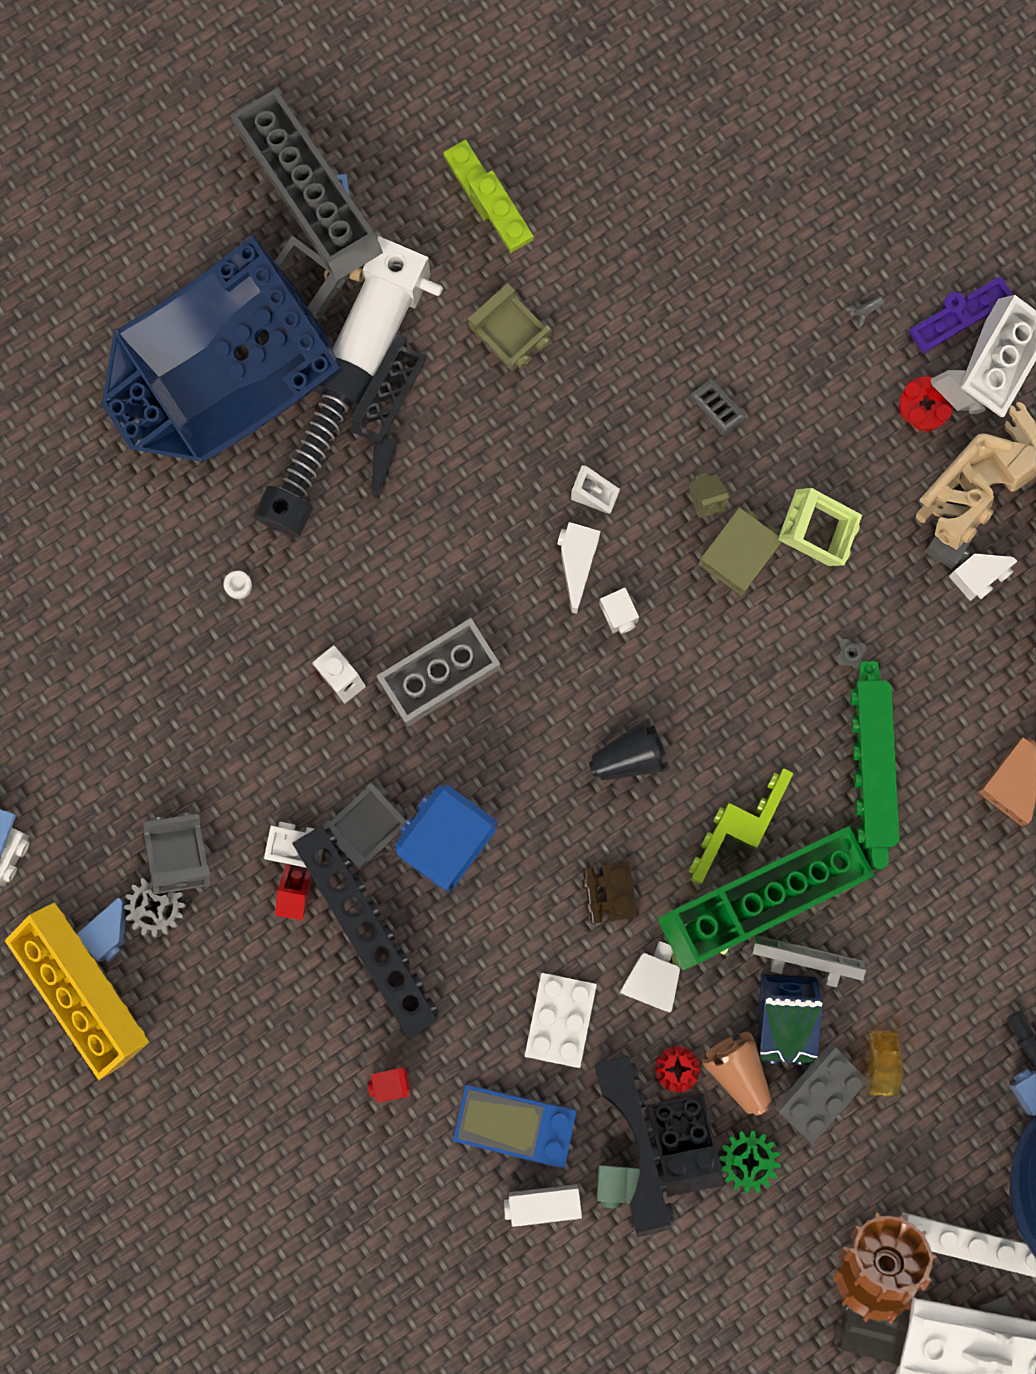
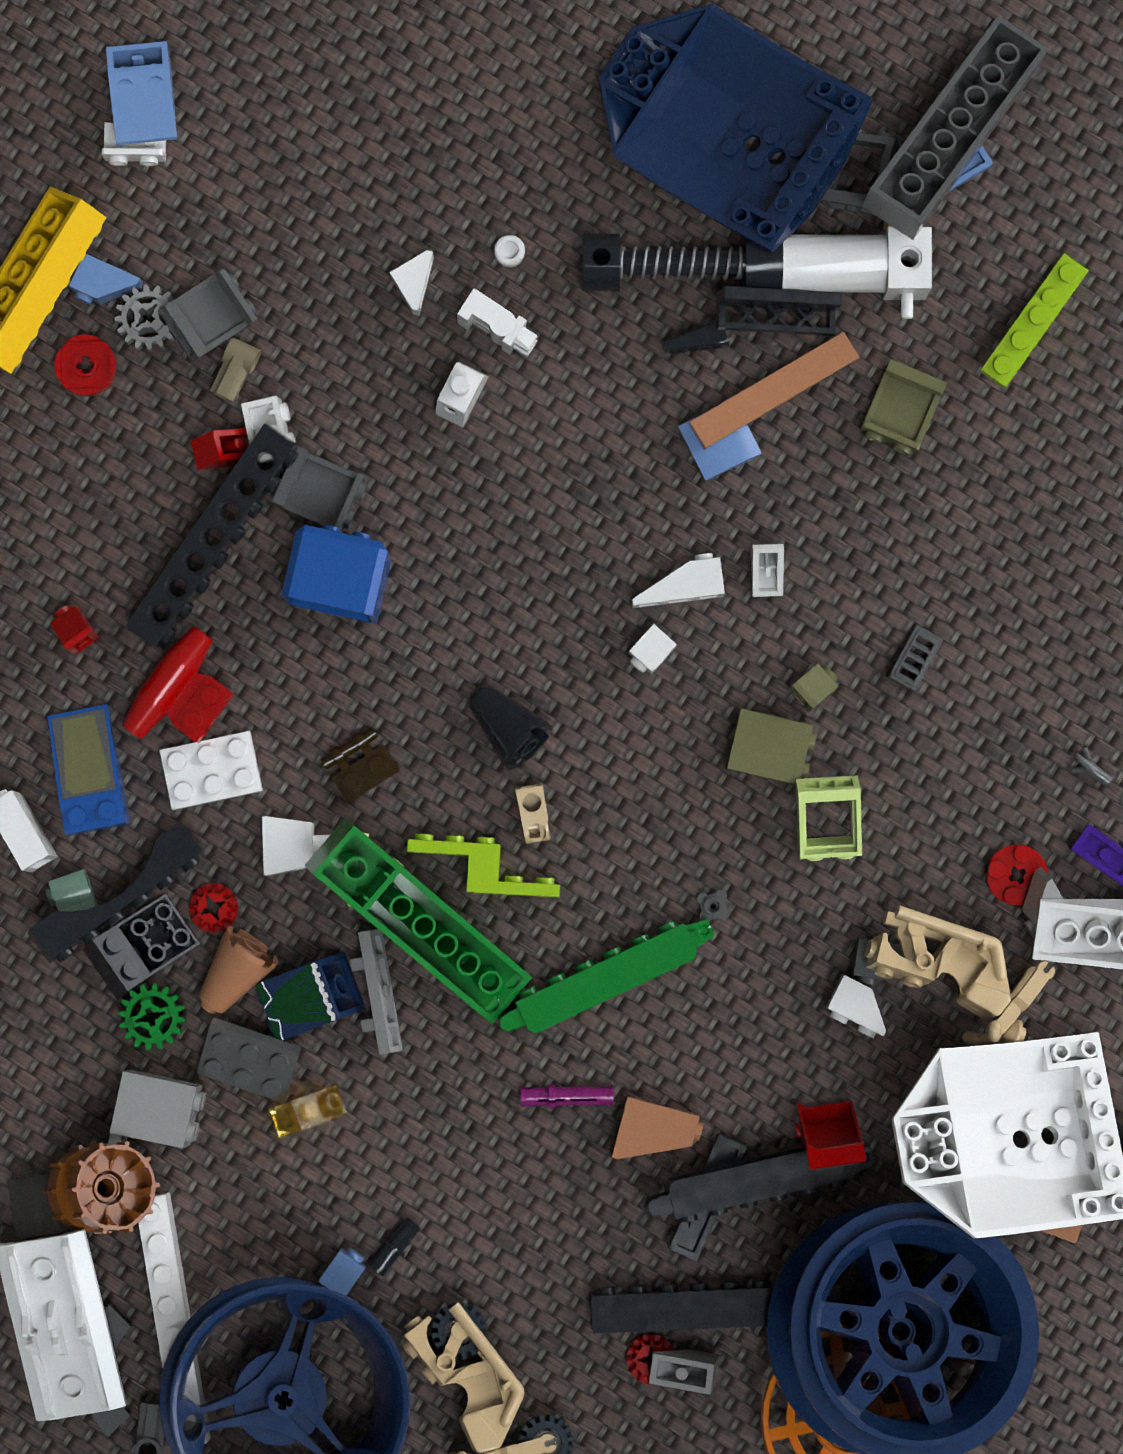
camera: 70 degrees right, 5 degrees up
(163, 963) = (72, 354): none -> red plate
(225, 673) = (413, 279): none -> white slope
(228, 848) = (238, 362): none -> dark tan piece
(295, 617) = (497, 322): none -> white hips
(439, 672) = (505, 493): light grey brick -> none
(451, 423) = (773, 390): none -> nougat tile
(471, 483) = (723, 455): none -> medium blue slope
(483, 1016) = (178, 690): none -> red plate
(712, 765) = (533, 813): none -> tan leg
(833, 1190) = (156, 1109): none -> light grey container
(955, 850) = (559, 1096): none -> magenta pin

